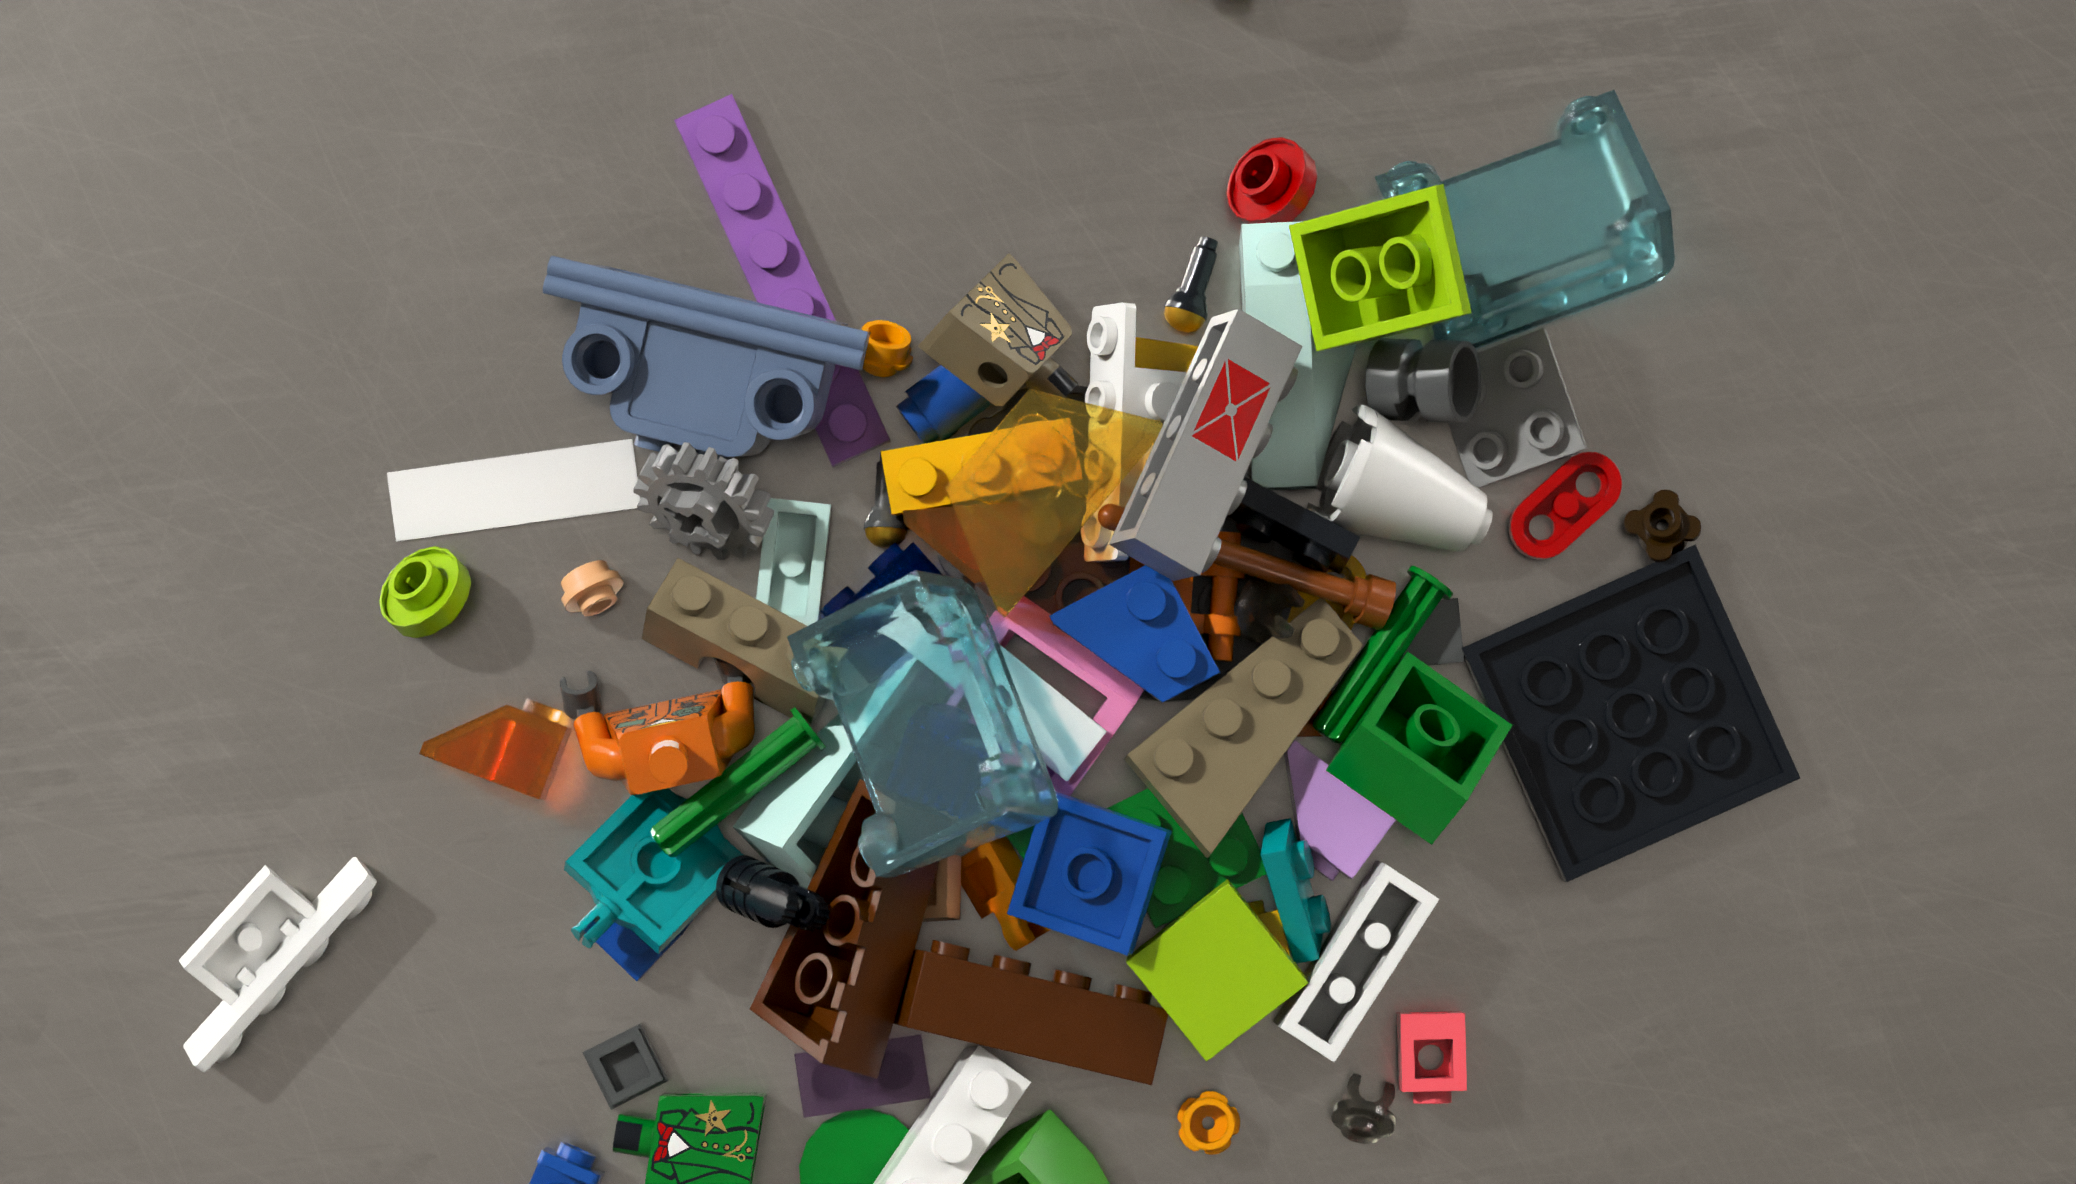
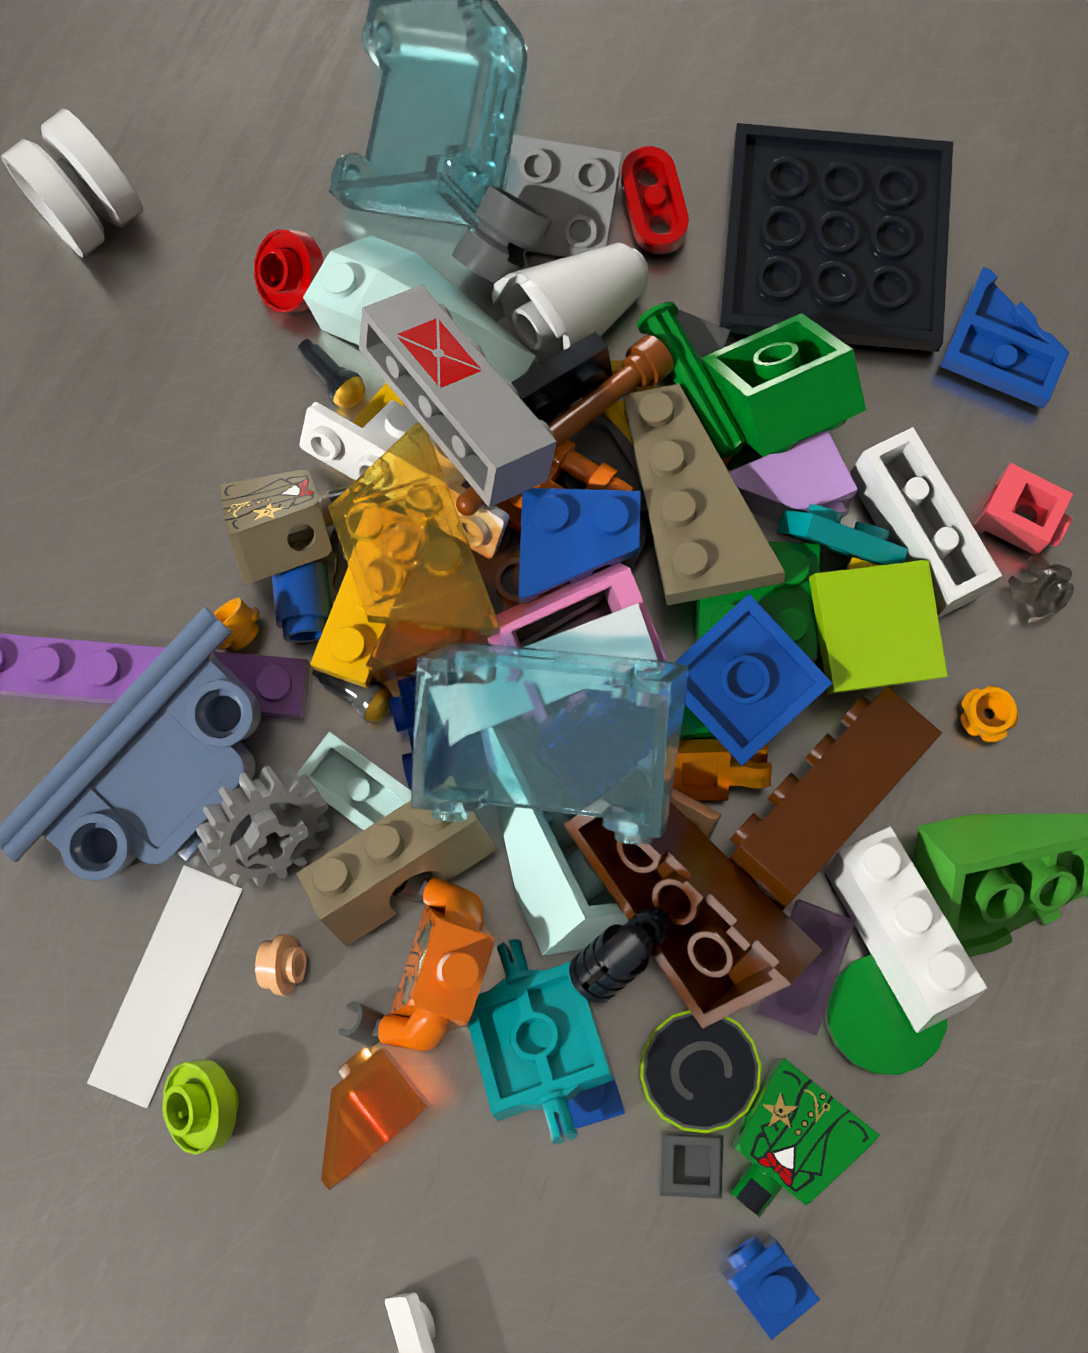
camera: 55 degrees left, 10 degrees down
(708, 1031) = (700, 1075): none -> black tile
(736, 785) = (510, 931): green axle -> none
(1261, 607) = (607, 443): clear smoke plate -> none
(1380, 269) = (399, 188): lime slope -> none
(1604, 943) = (1004, 346): none -> blue wing
(1662, 543) = (715, 152): dark brown plate -> none

